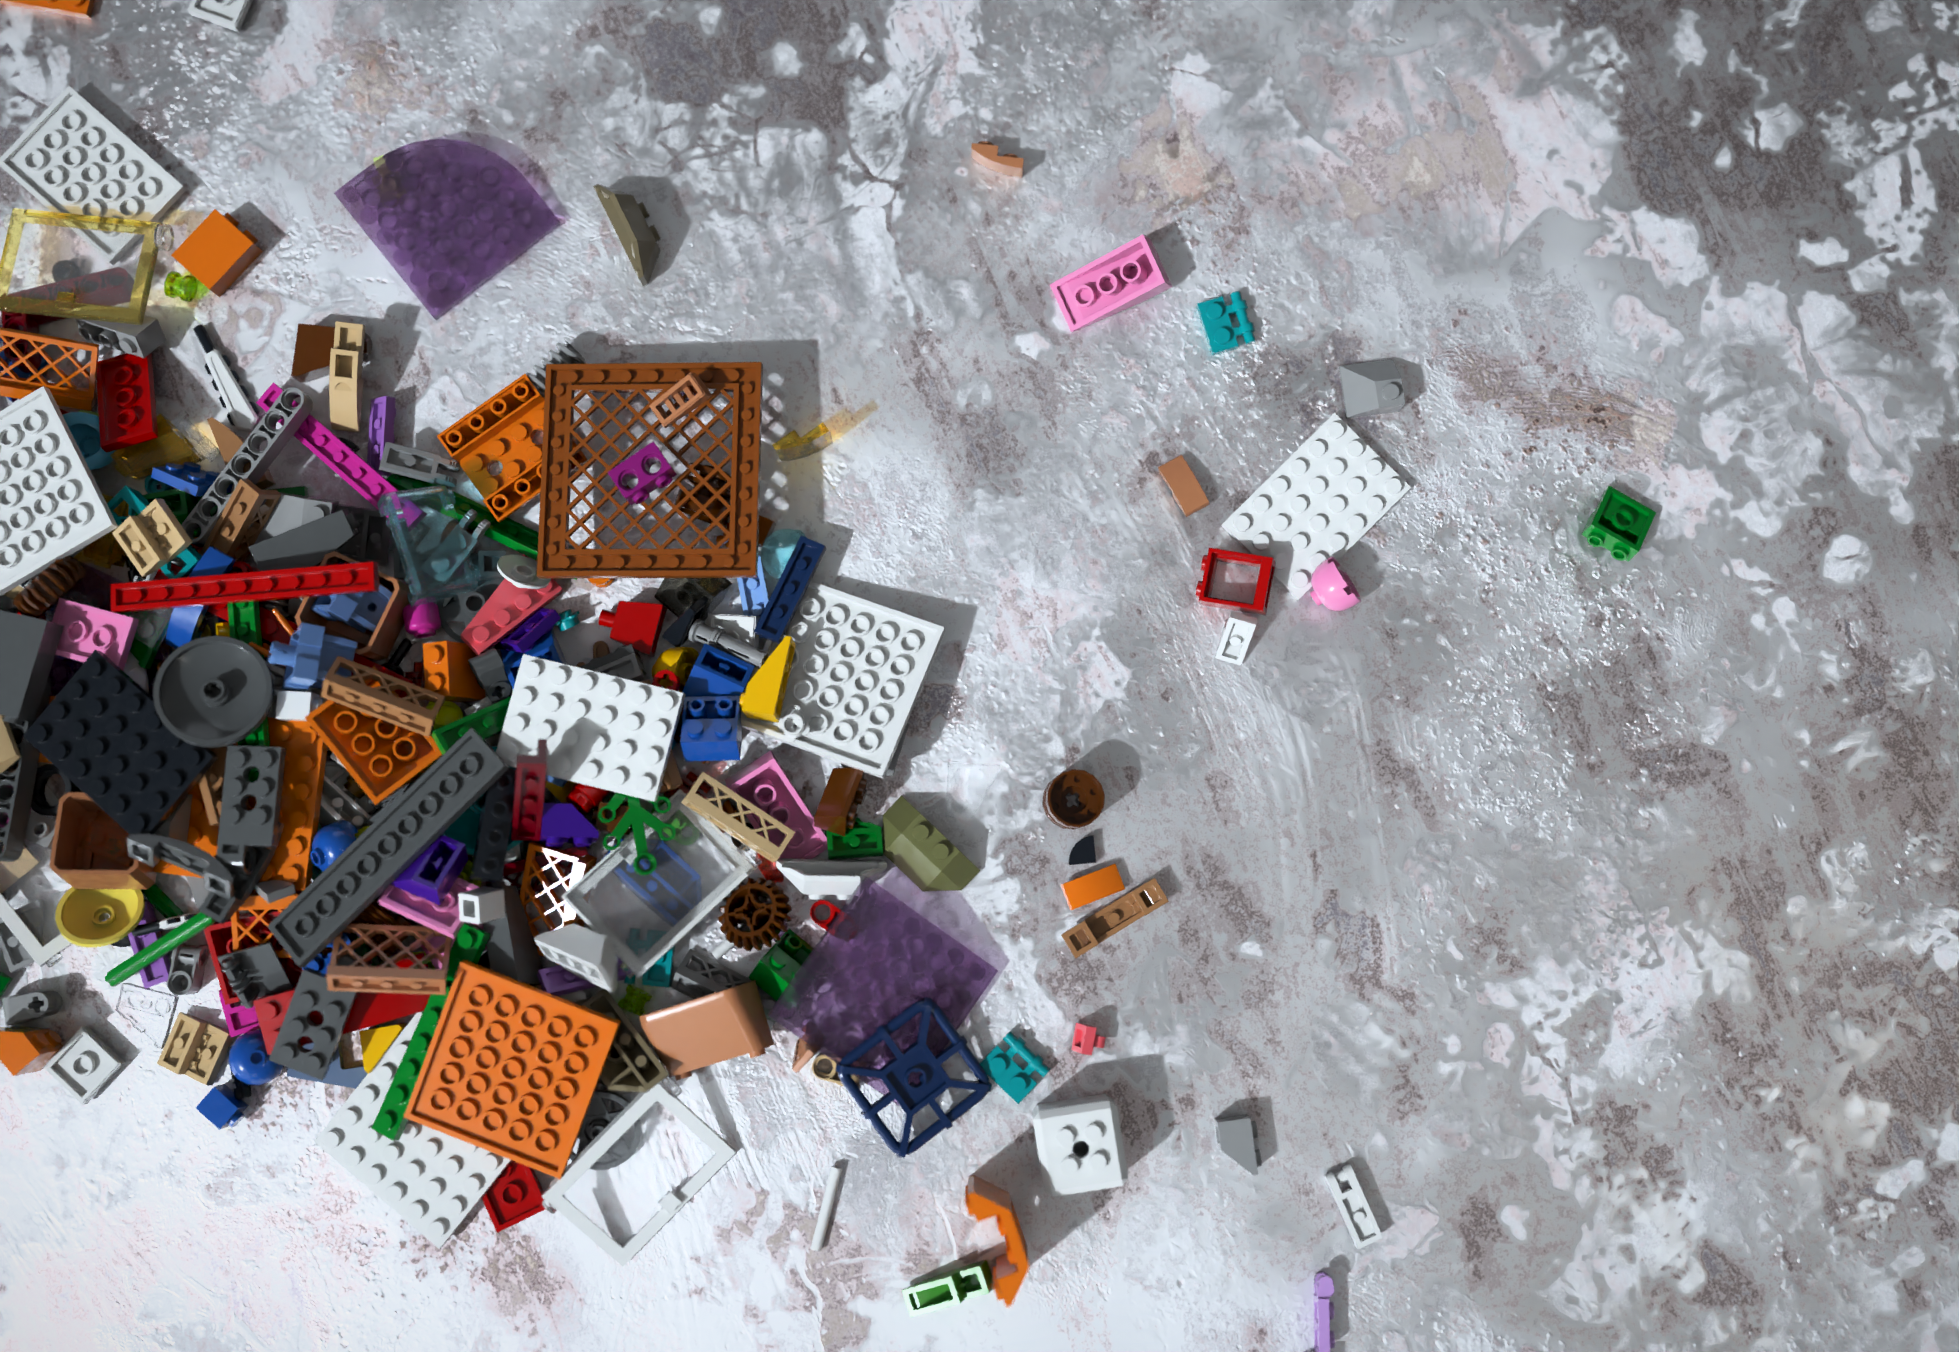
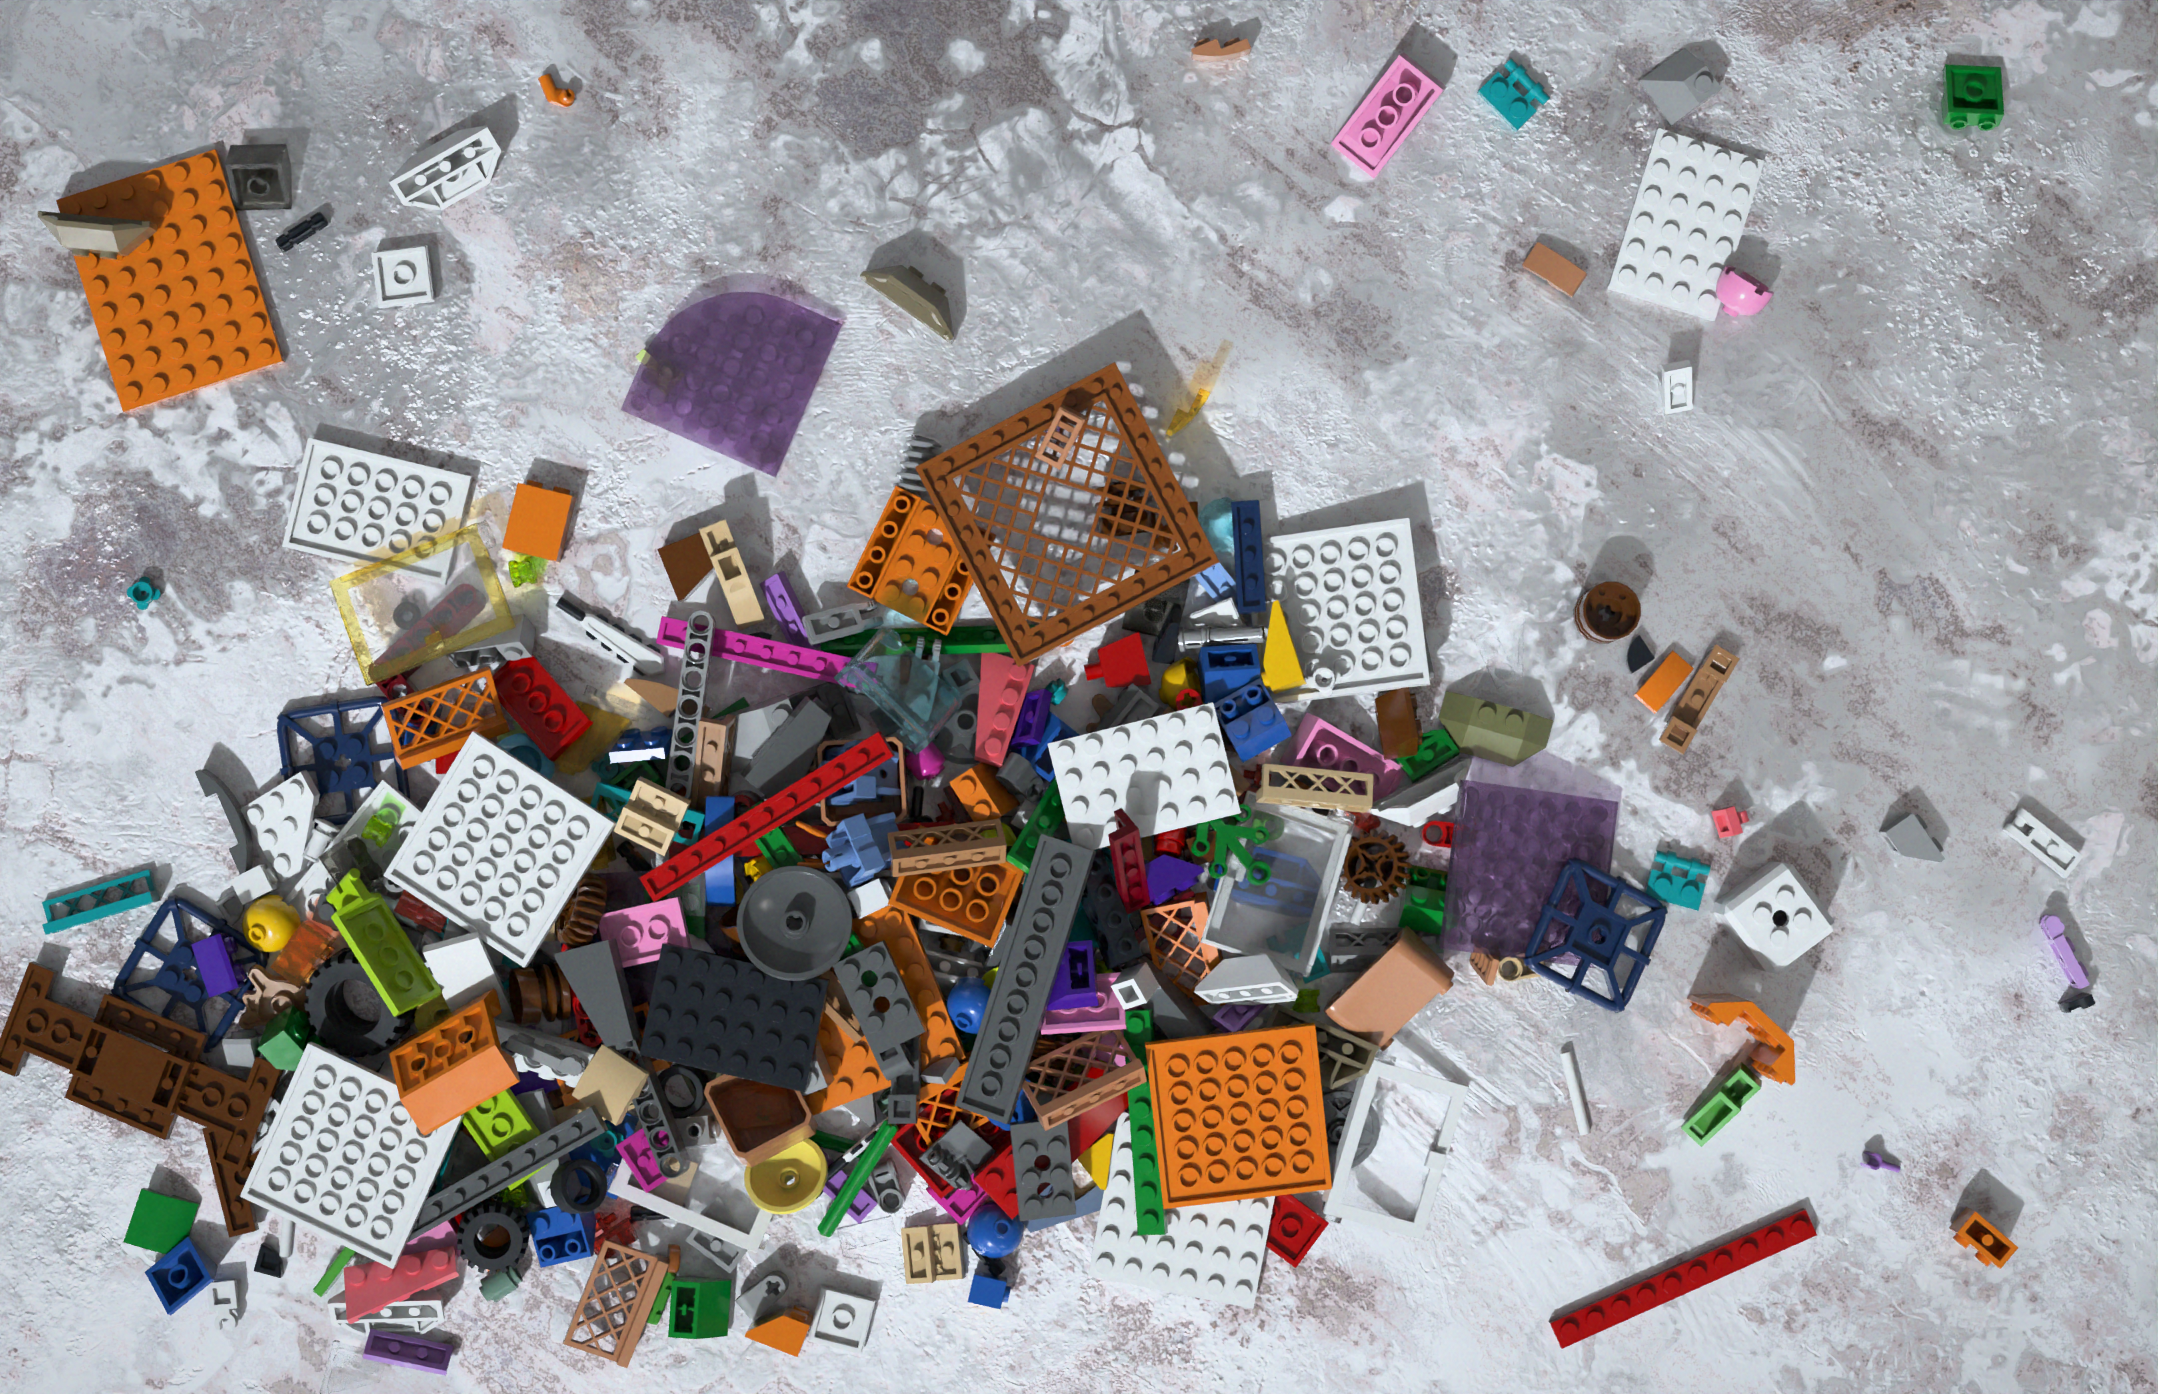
camera: 30 degrees left, 5 degrees up
(153, 848) = (850, 1082): dark grey slope -> none
(521, 571) = (996, 669): white dish -> none
(638, 467) = (1059, 520): magenta brick -> none
(1263, 587) = (1616, 332): red window -> none

